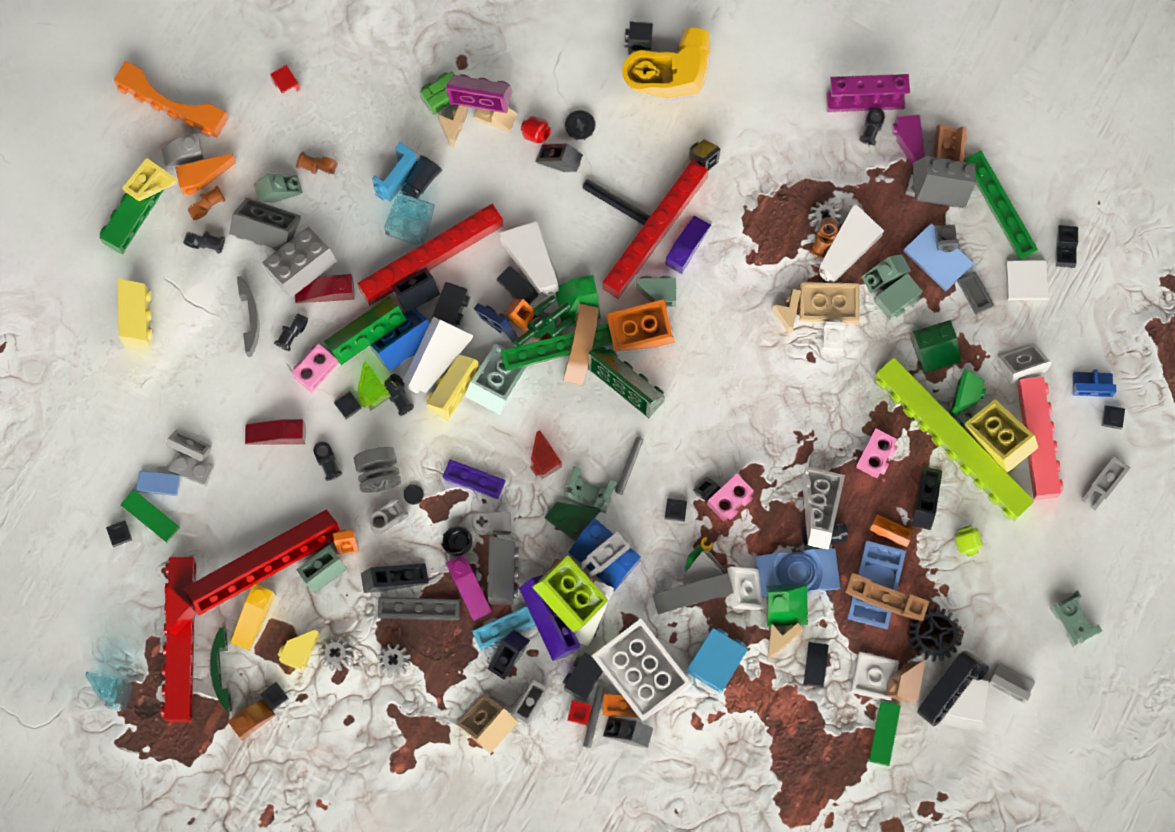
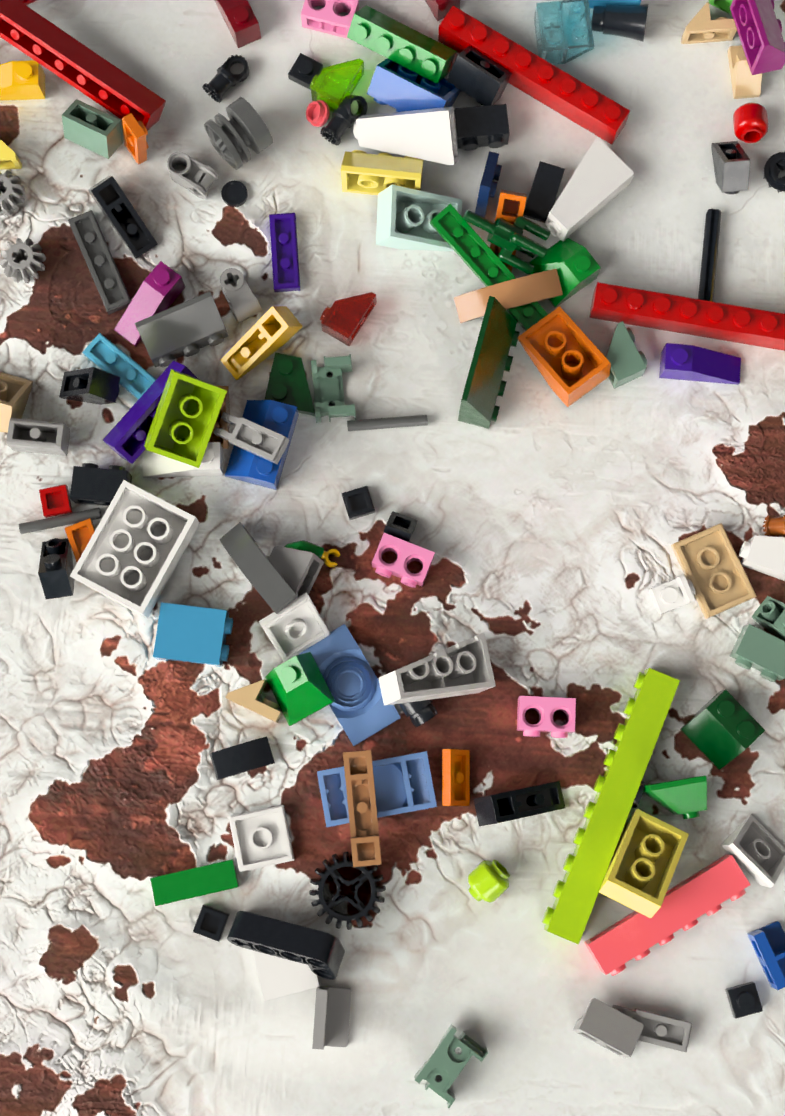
camera: 65 degrees right, 5 degrees up
(385, 410) = (317, 113): none -> coral plate
(457, 541) = (197, 265): black hair -> none
(533, 523) = (261, 341): none -> yellow slope
(787, 314) = (670, 527): tan slope -> none
(906, 682) = (268, 880): slope -> none
(916, 734) = (211, 922): none -> black tile
(1095, 508) = (609, 1028): none -> light grey panel

